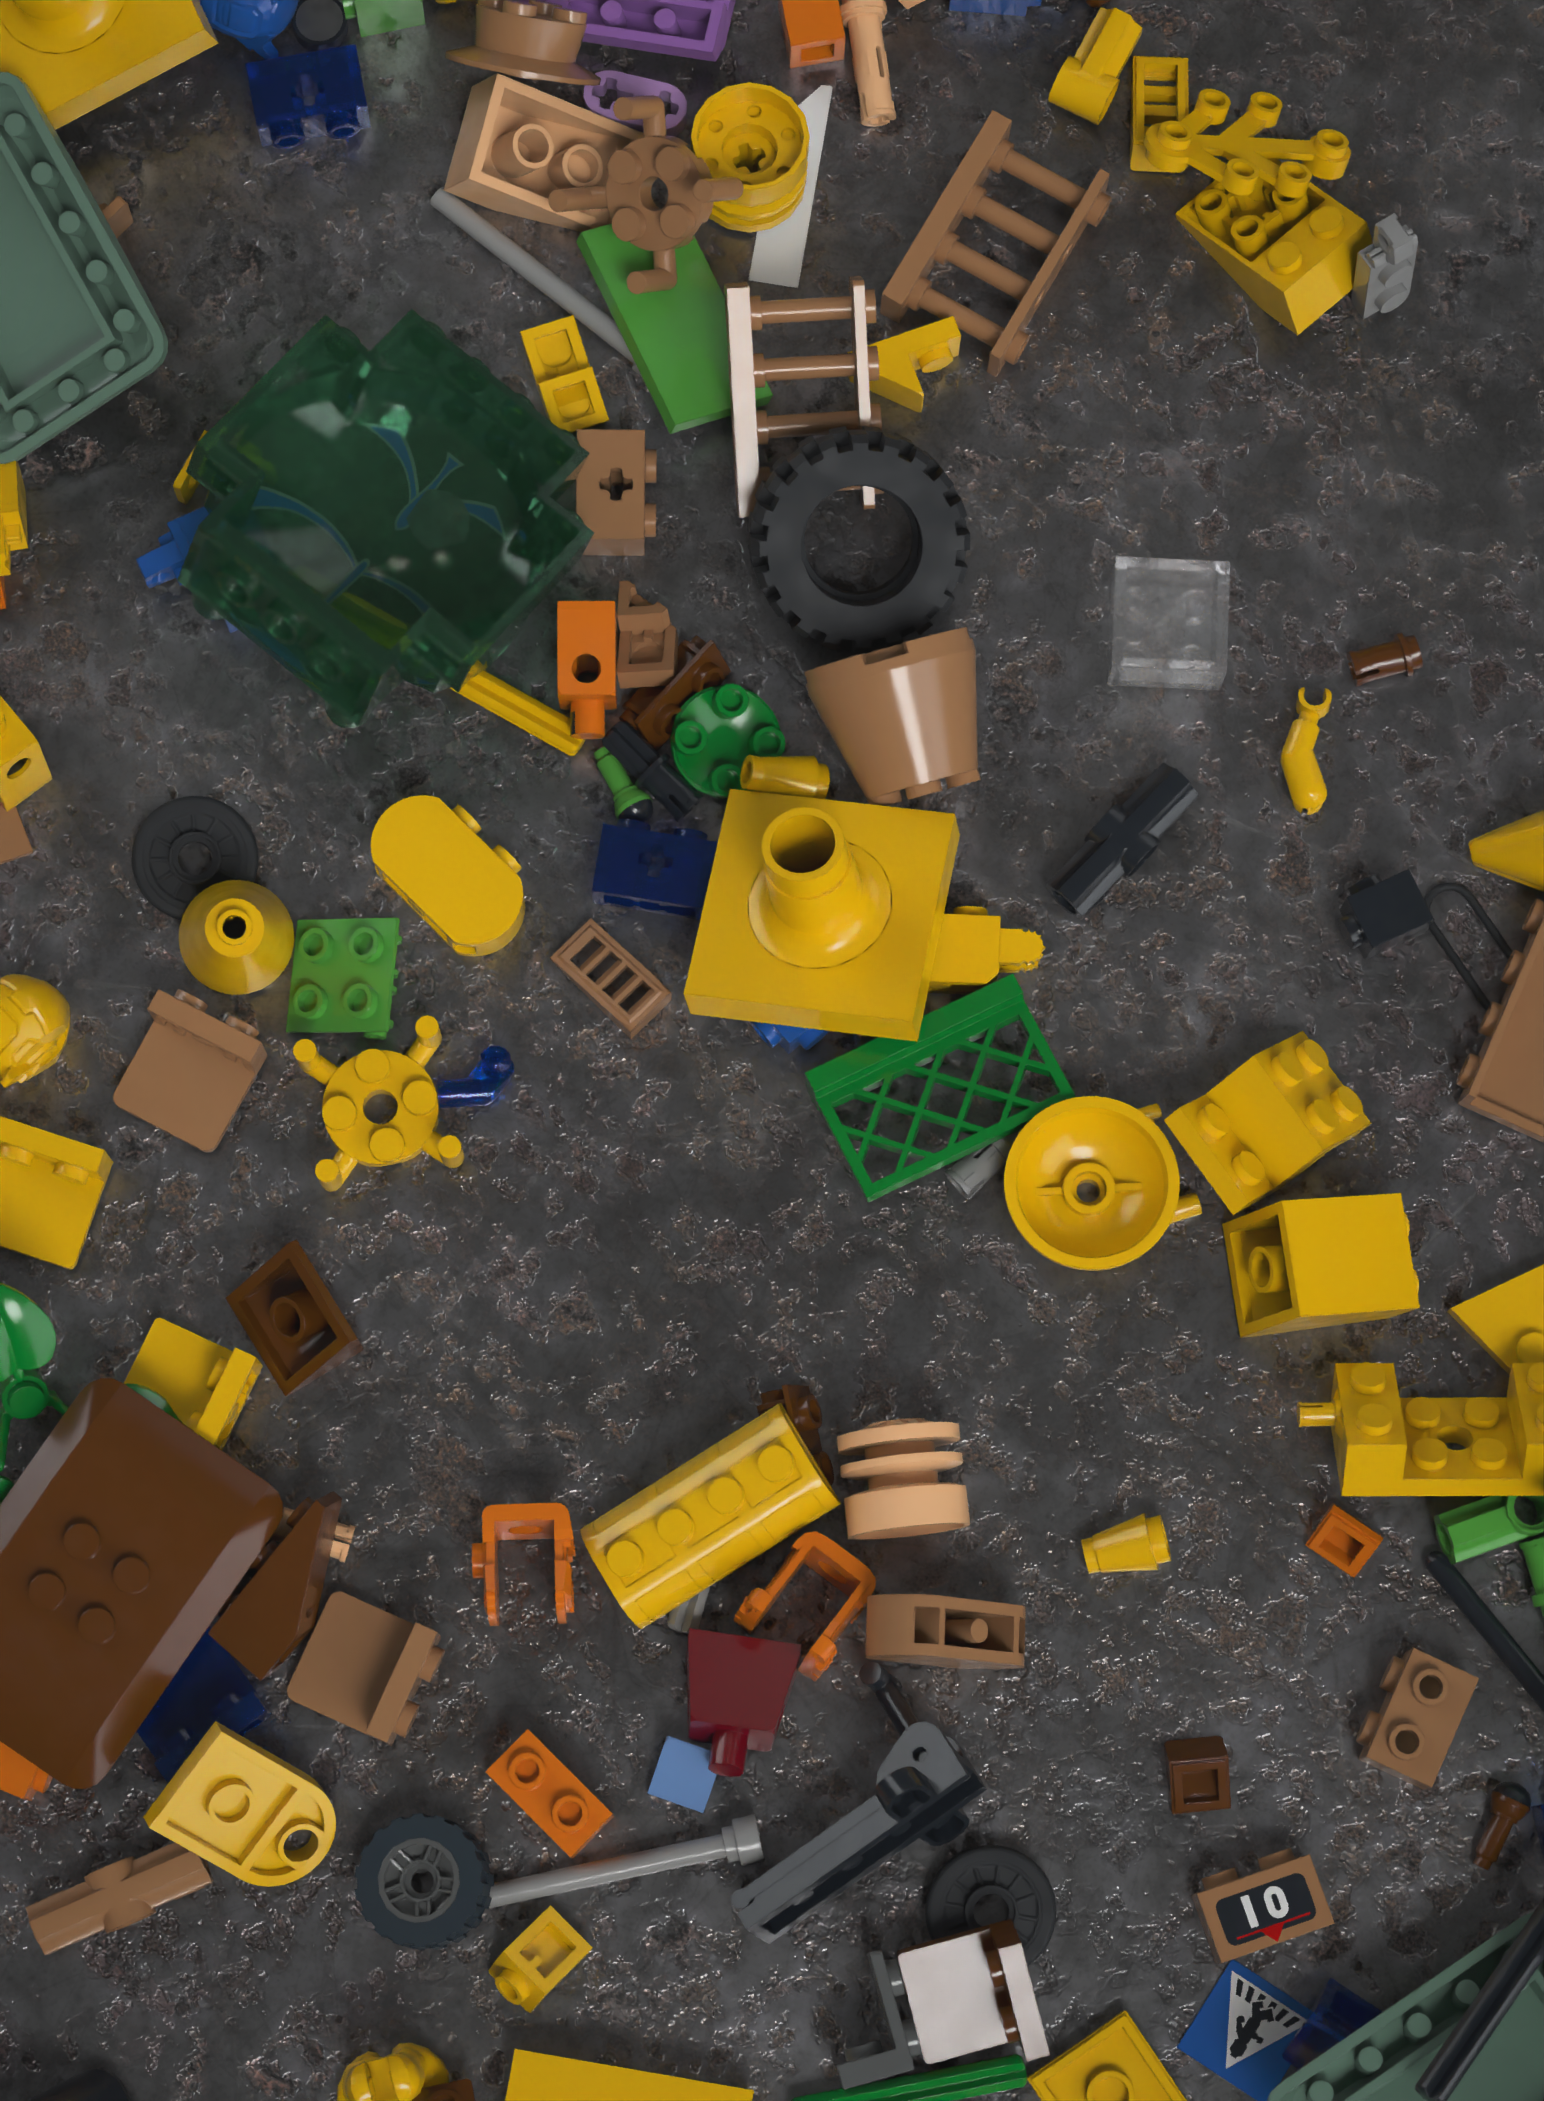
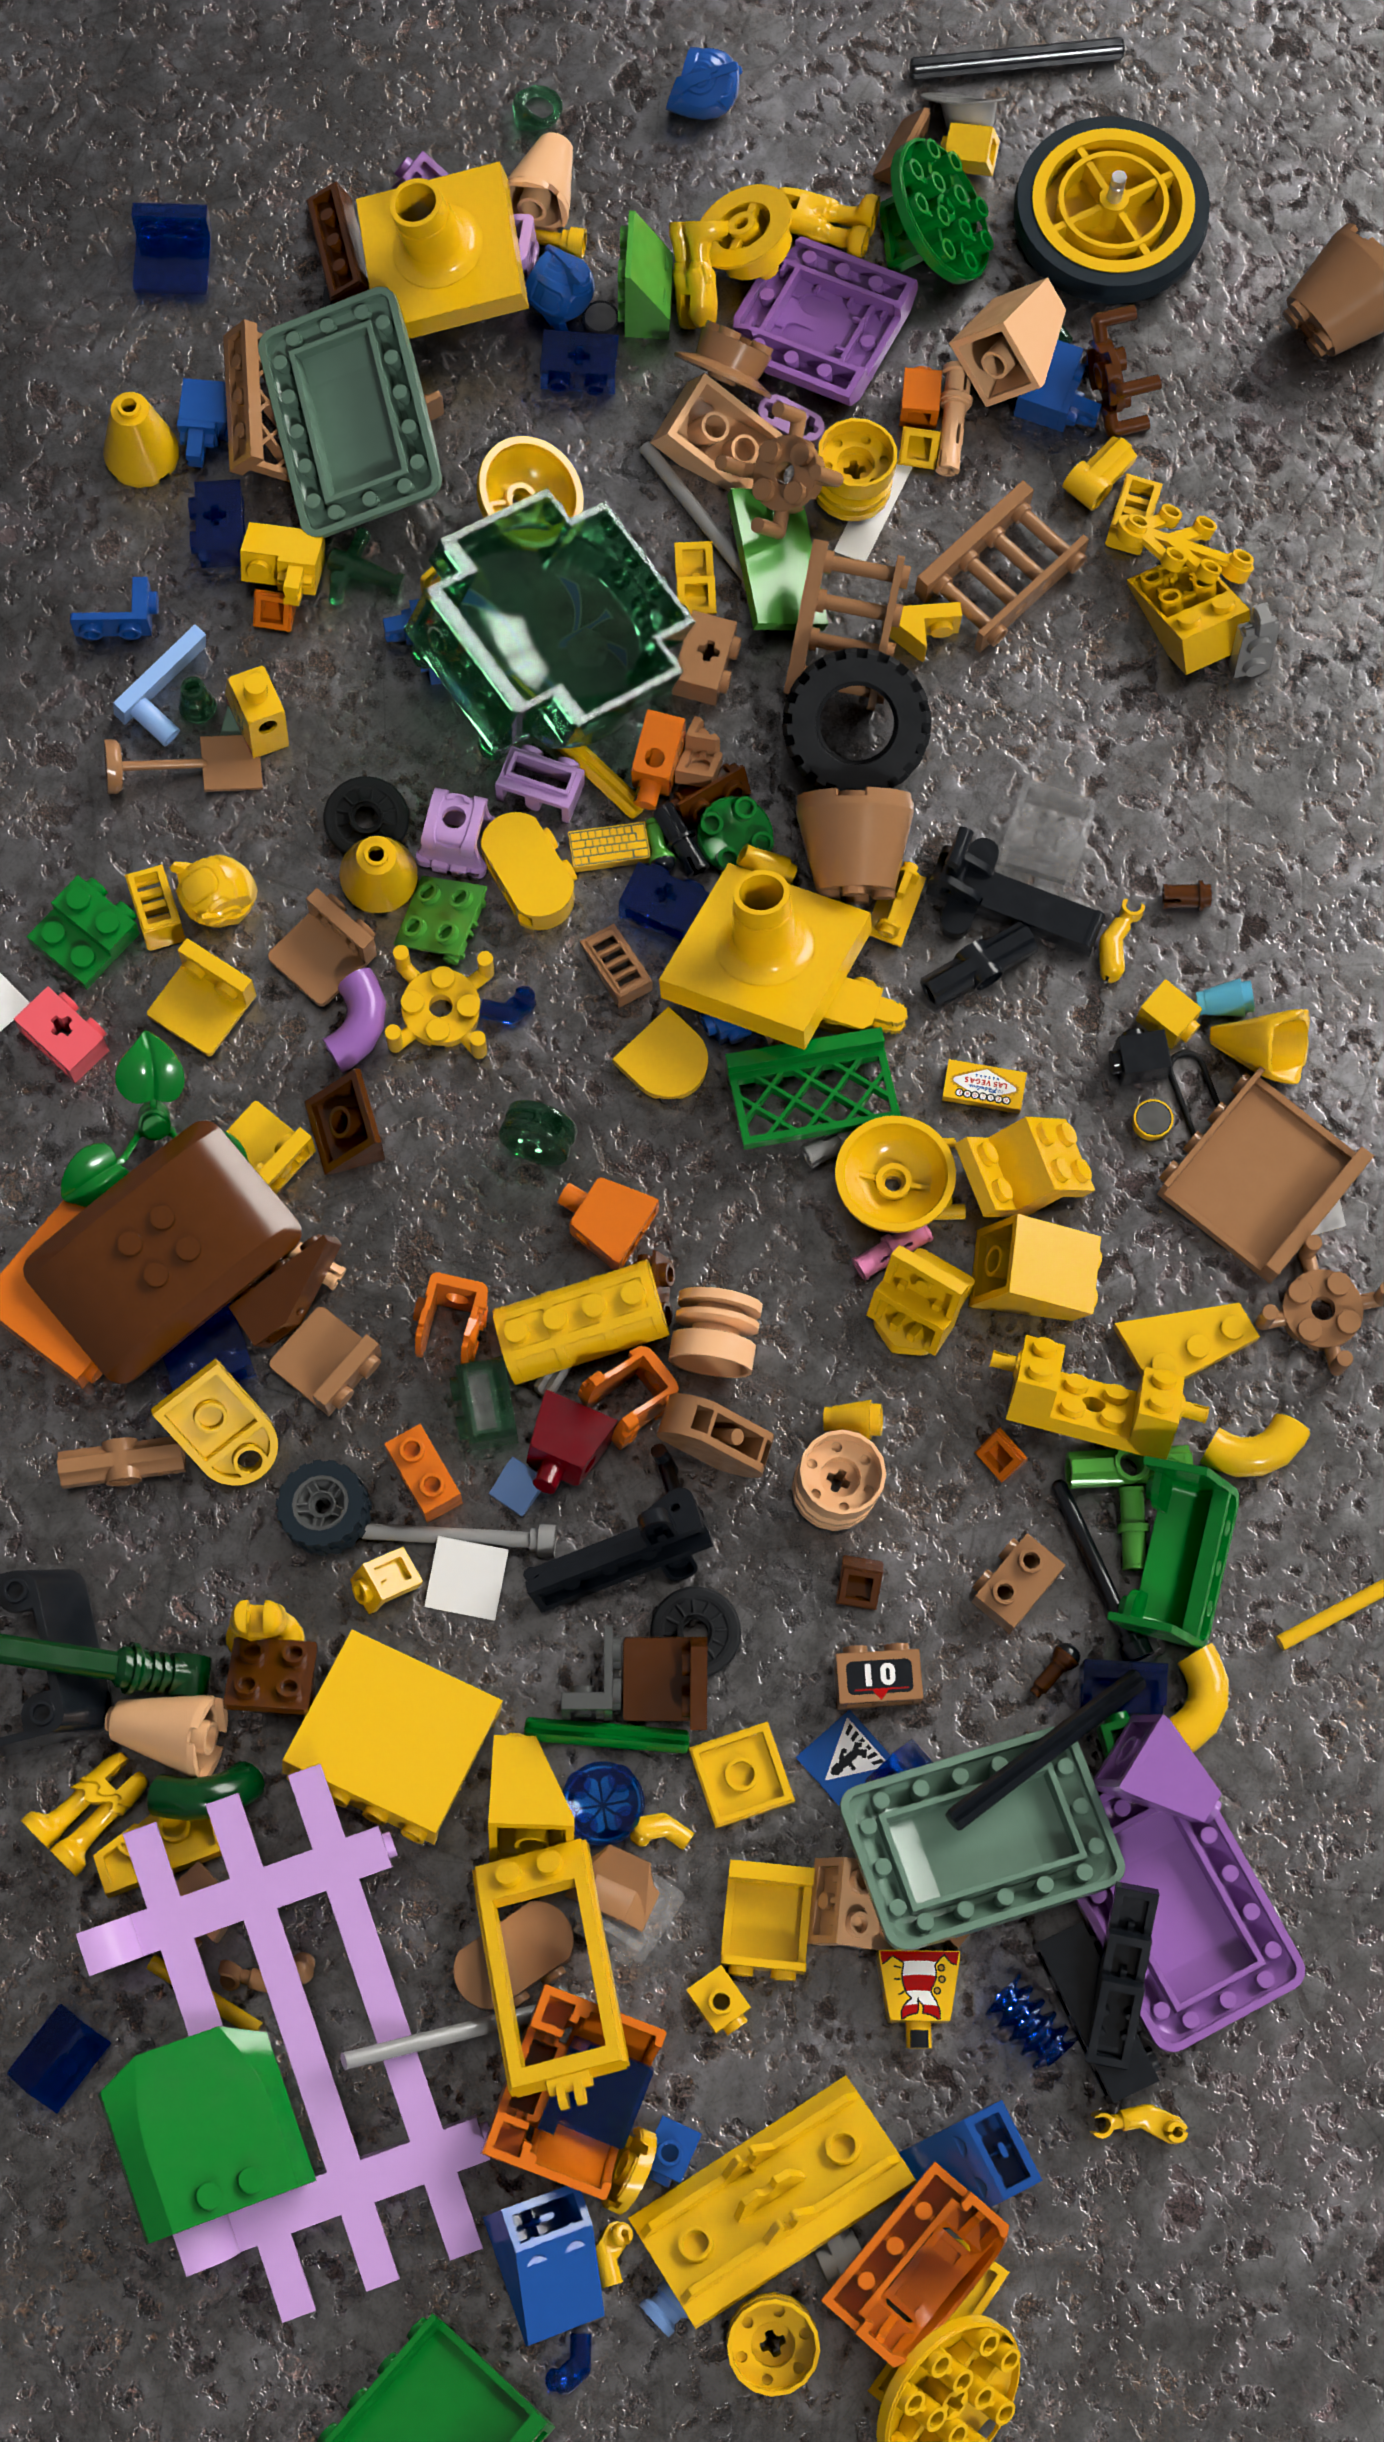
camera: 15 degrees right, 5 degrees down
(83, 490) = (351, 565): none -> clear green piece
(277, 1160) = (363, 1019): none -> medium lavender cylinder
(289, 285) = (522, 468): none -> yellow hat
(333, 876) = (454, 848): none -> lavender piece
(430, 758) = (536, 792): none -> lavender window
(552, 806) = (609, 846): none -> yellow tile
(572, 1258) = (538, 1132): none -> clear green head
(607, 1668) = (485, 1404): none -> clear green window
(650, 1924) = (466, 1578): none -> white sticker
(705, 1353) = (609, 1218): none -> orange torso
(719, 1096) = (665, 1058): none -> yellow tile
(828, 93) = (919, 447): none -> yellow slope
(983, 804) = (892, 917): none -> yellow hinge
(1078, 731) = (969, 889): none -> black piece
(1108, 1292) = (878, 1256): none -> bright pink pin
(1160, 1627) = (842, 1457): none -> light nougat wheel
(1173, 1354) = (918, 1301): none -> yellow piece
(1176, 1014) = (984, 1086): none -> tile
(1409, 840) = (1170, 1011): none -> yellow brick
(1423, 999) = (1152, 1120): none -> flat silver tile
(1481, 797) = (1227, 999): none -> medium azure cone

